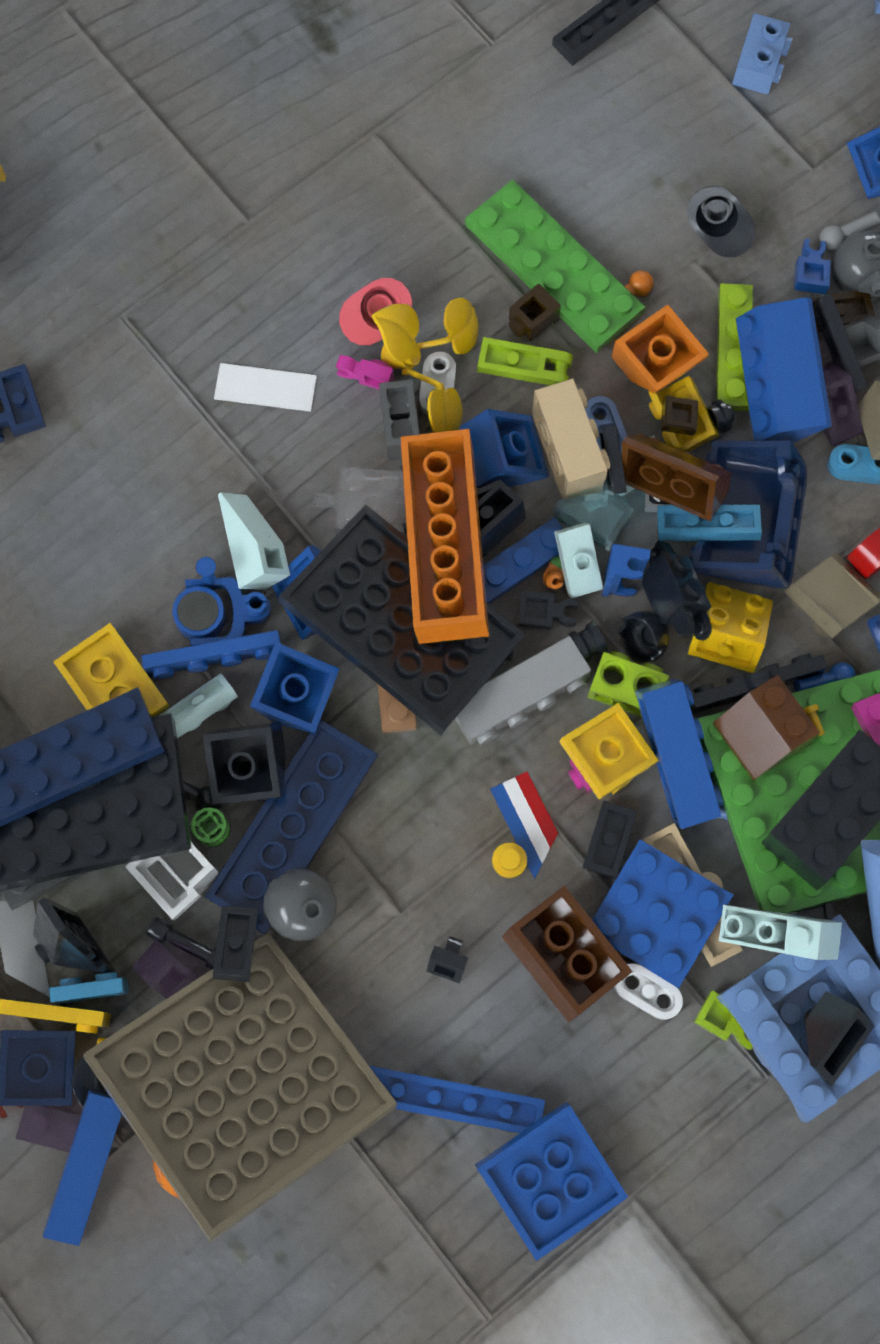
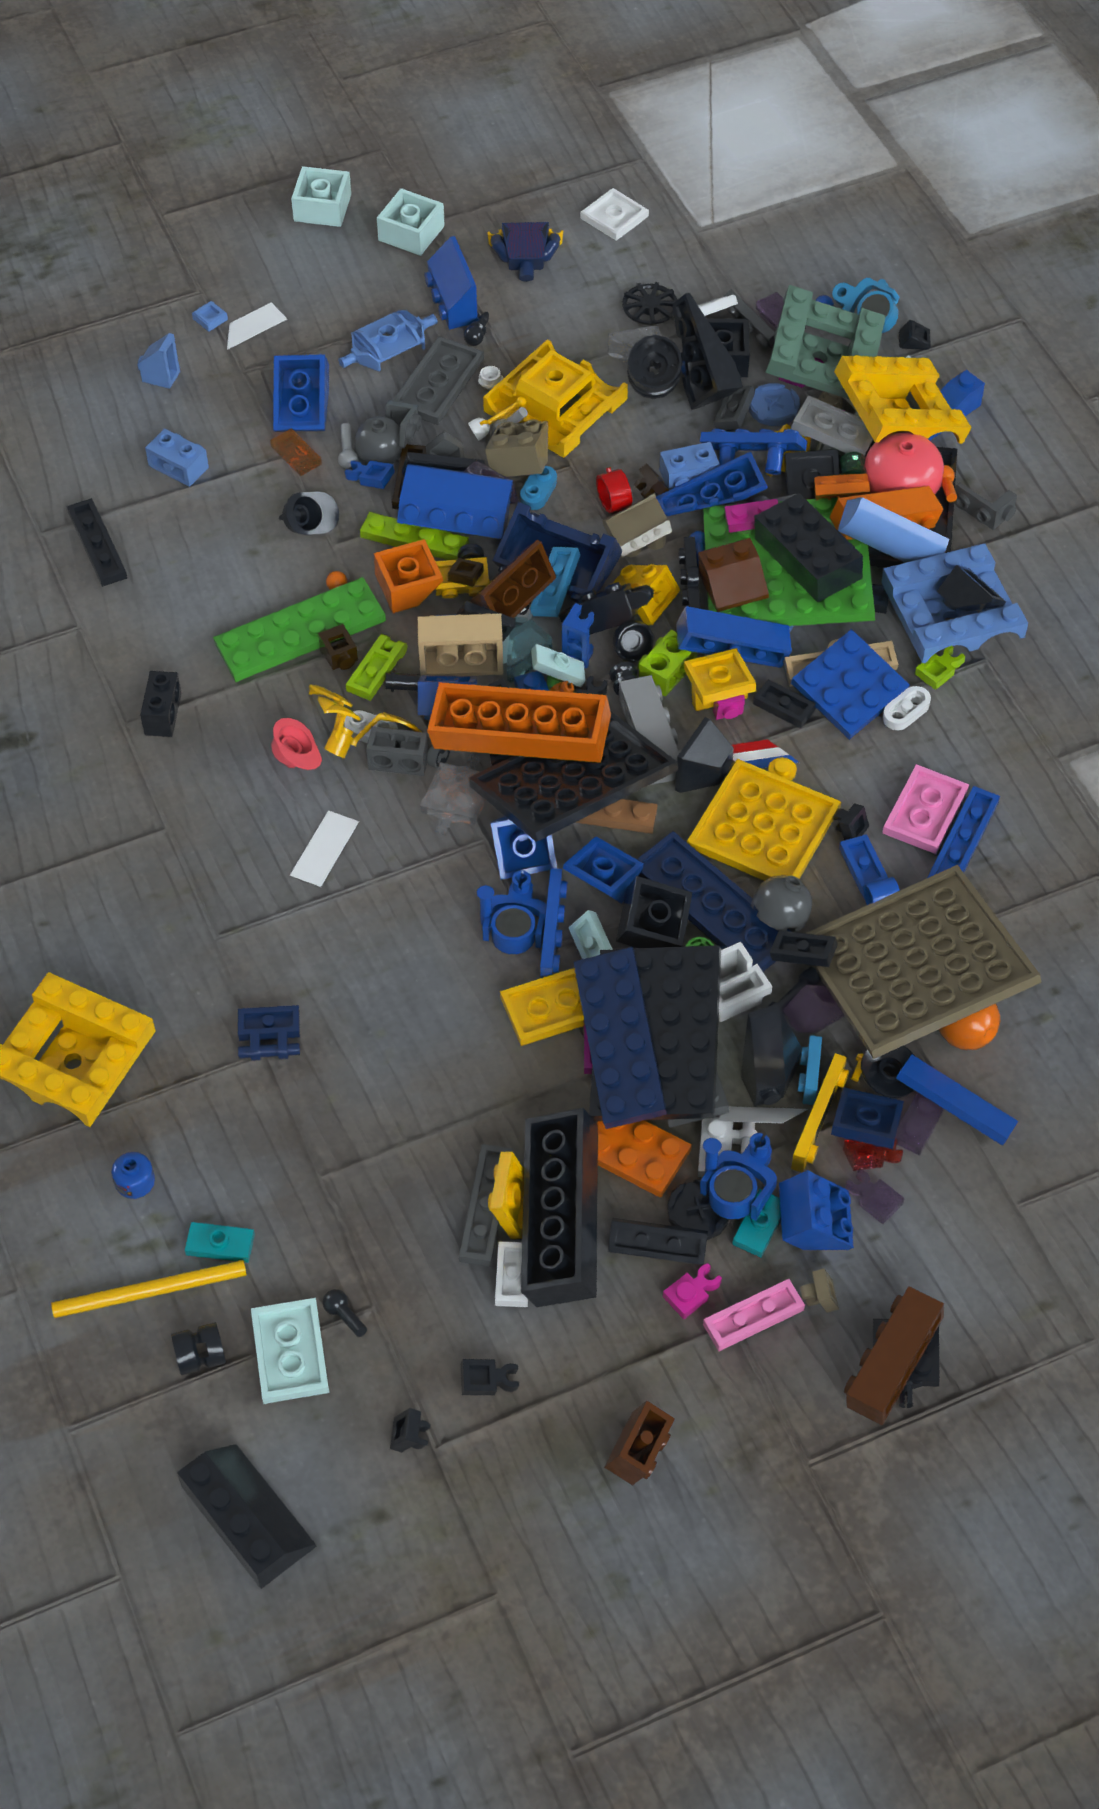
camera: 75 degrees left, 20 degrees down
(253, 544) = (467, 875): light aqua slope -> none
(367, 372) = (347, 765): dark pink plate -> none
(381, 997) = (867, 869): none -> blue plate
(398, 156) = (161, 703): none -> black brick
(420, 857) = (763, 823): none -> yellow plate
(485, 763) = (704, 759): none -> black slope
(498, 1047) = (925, 809): none -> bright pink plate
(510, 394) = (401, 681): none -> black pin
(551, 1181) = (1034, 794): blue plate -> none
(566, 953) = (867, 745): reddish brown slope -> none
(781, 932) = (888, 602): light aqua slope -> none
(821, 178) = (296, 452): none -> clear orange tile

